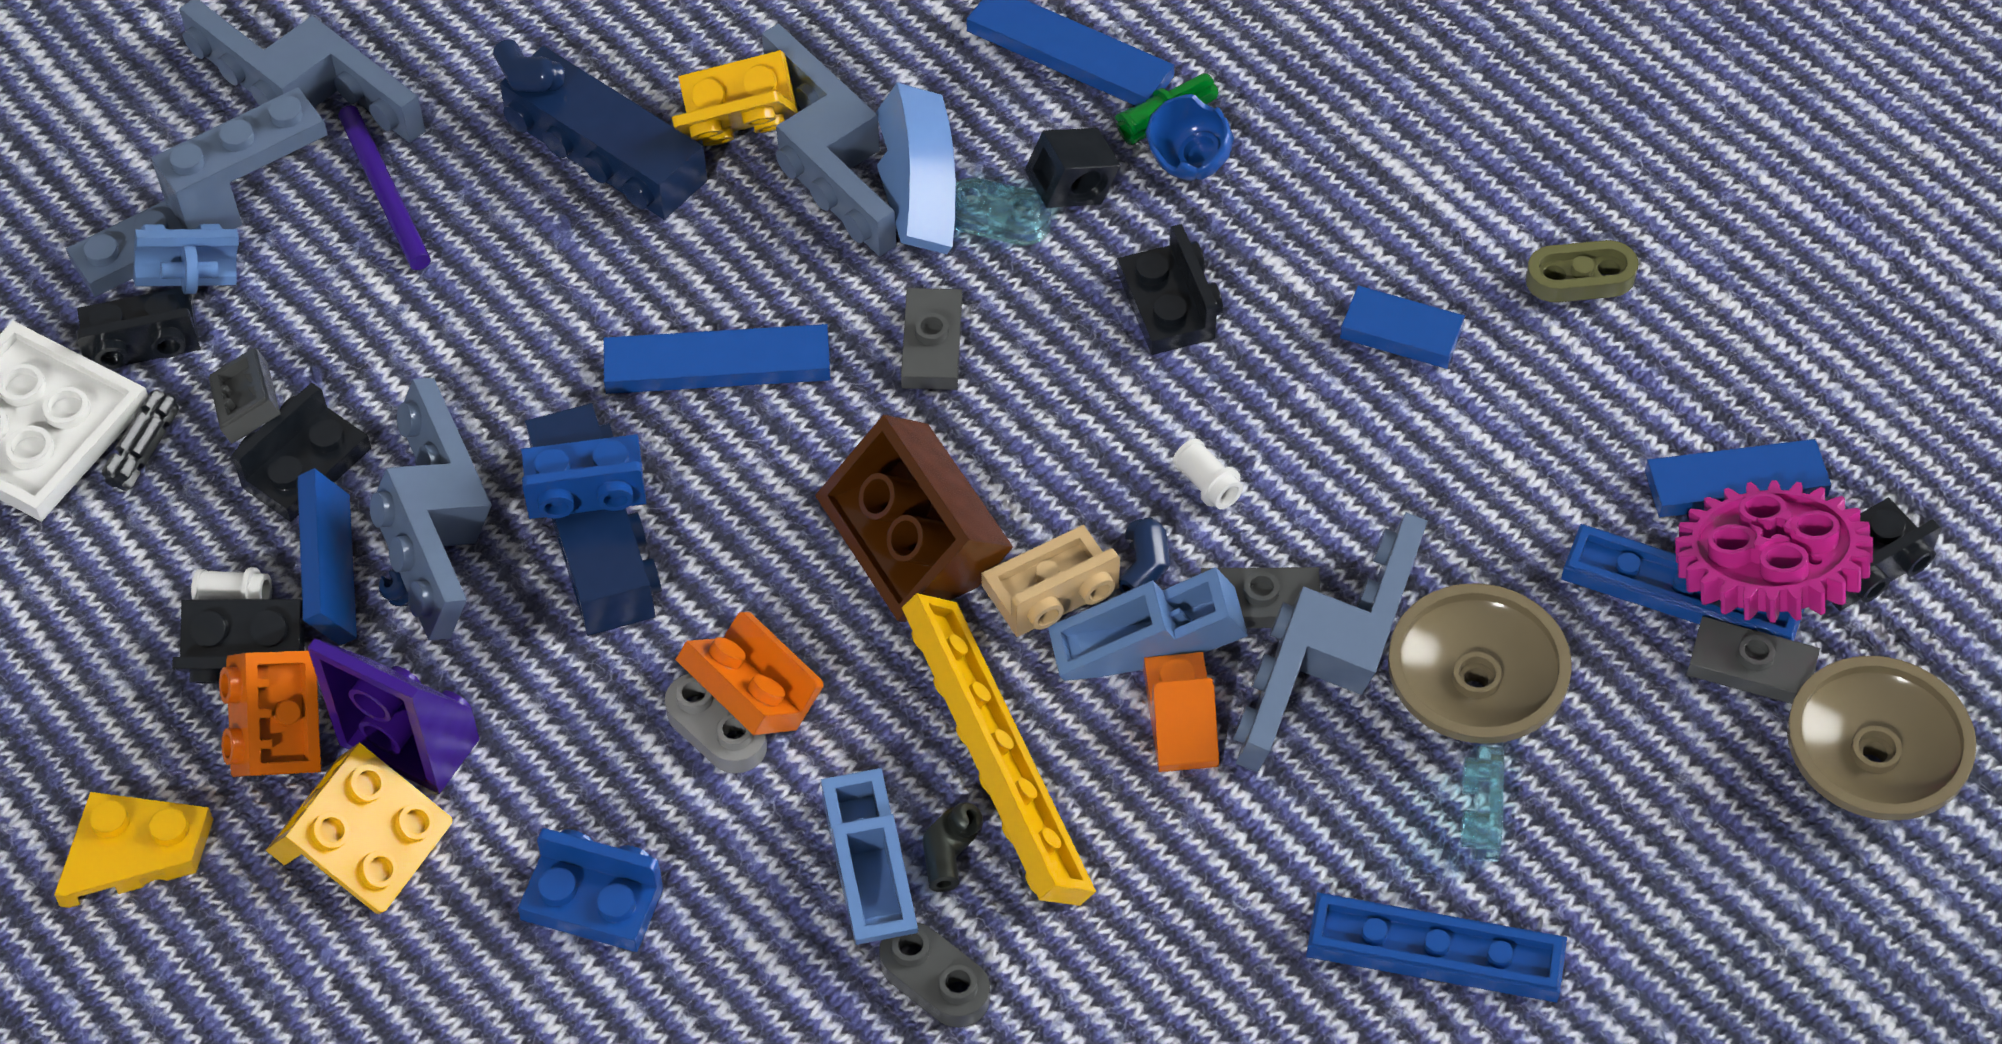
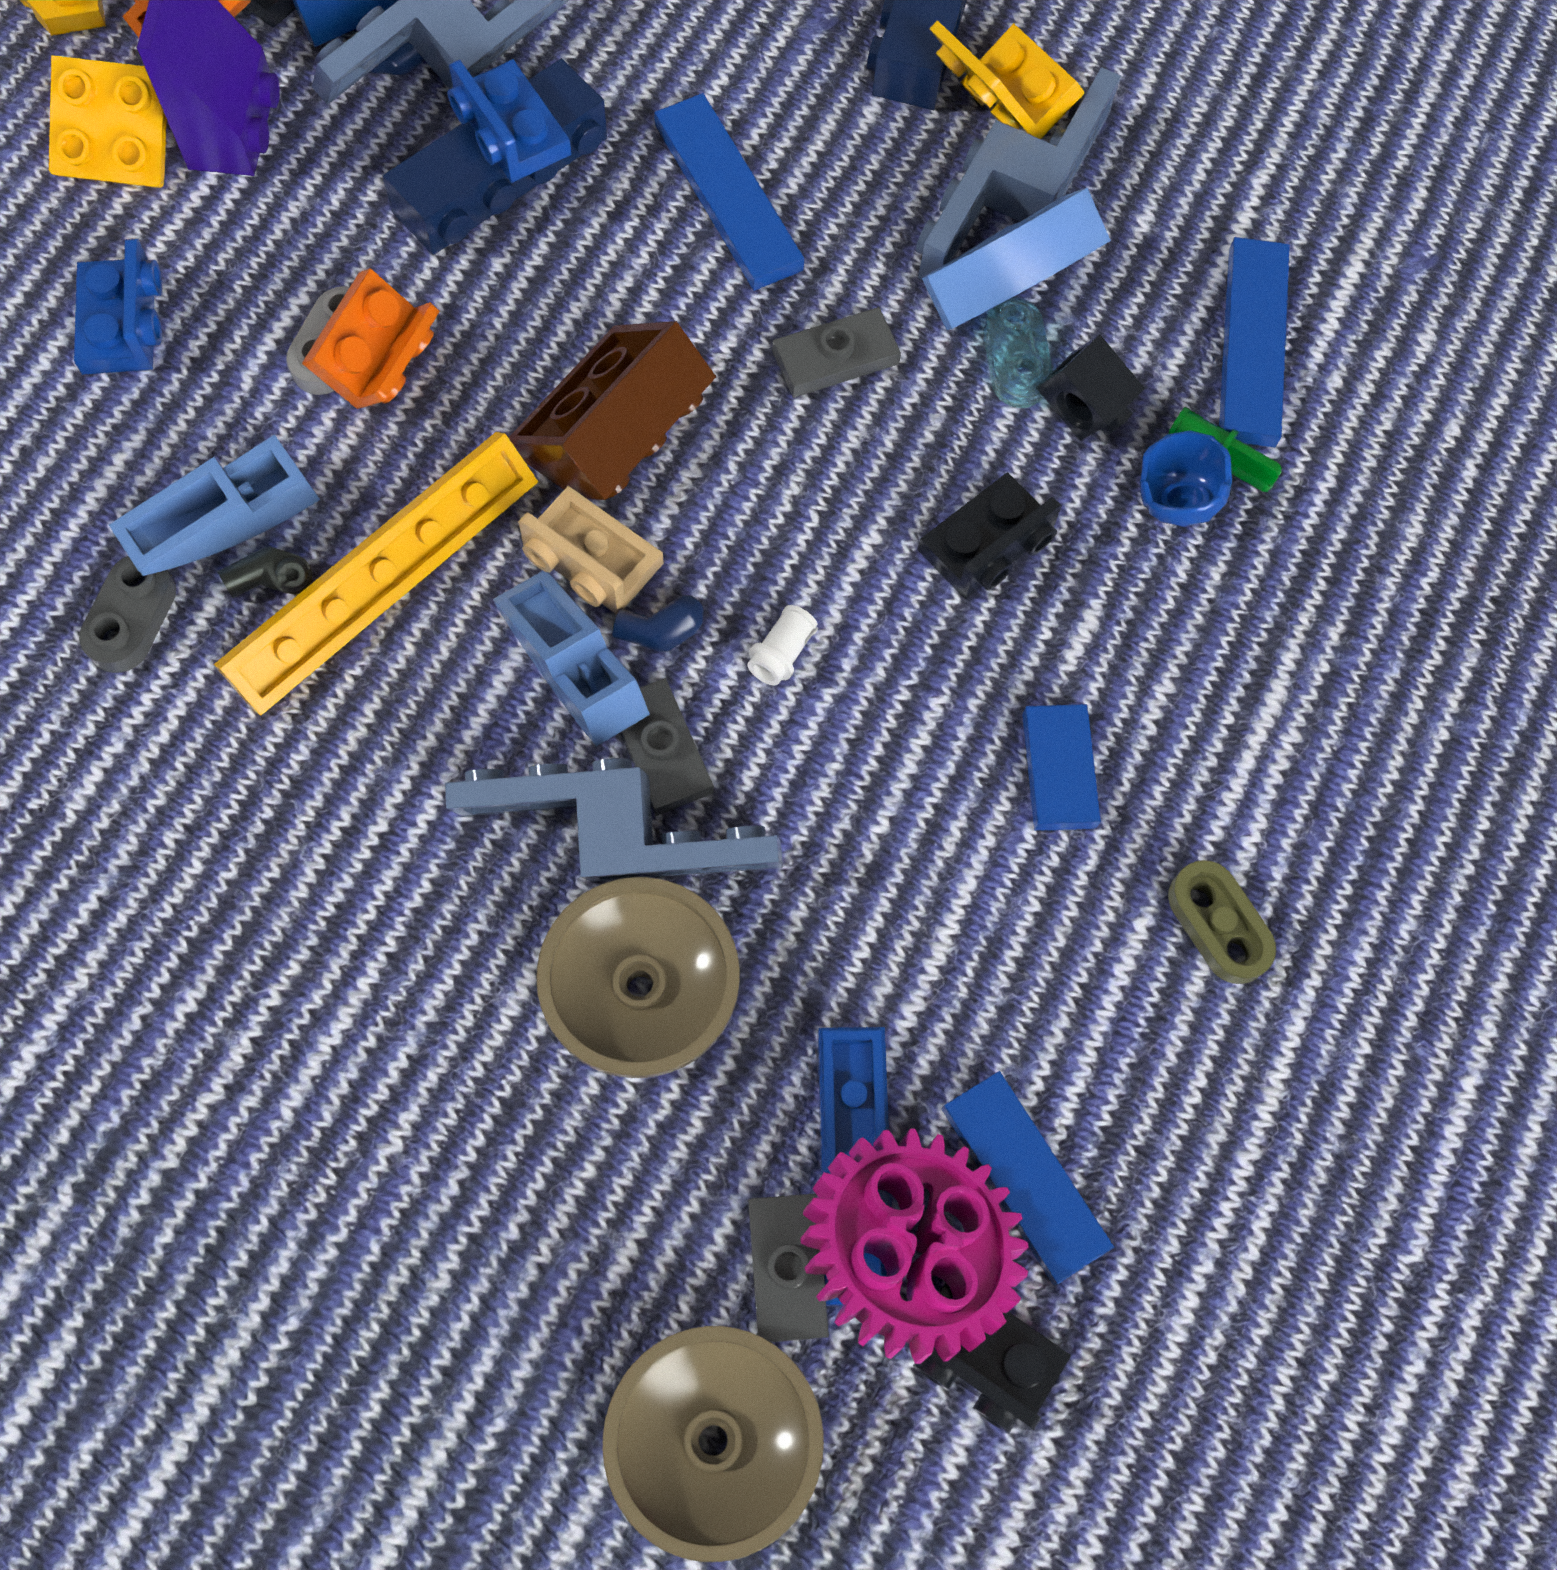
camera: 60 degrees right, 15 degrees up
(1182, 711) = (491, 721): orange slope -> none
(1437, 947) = (311, 1054): blue tile -> none
(1484, 823) = (458, 1048): clear light blue plate -> none

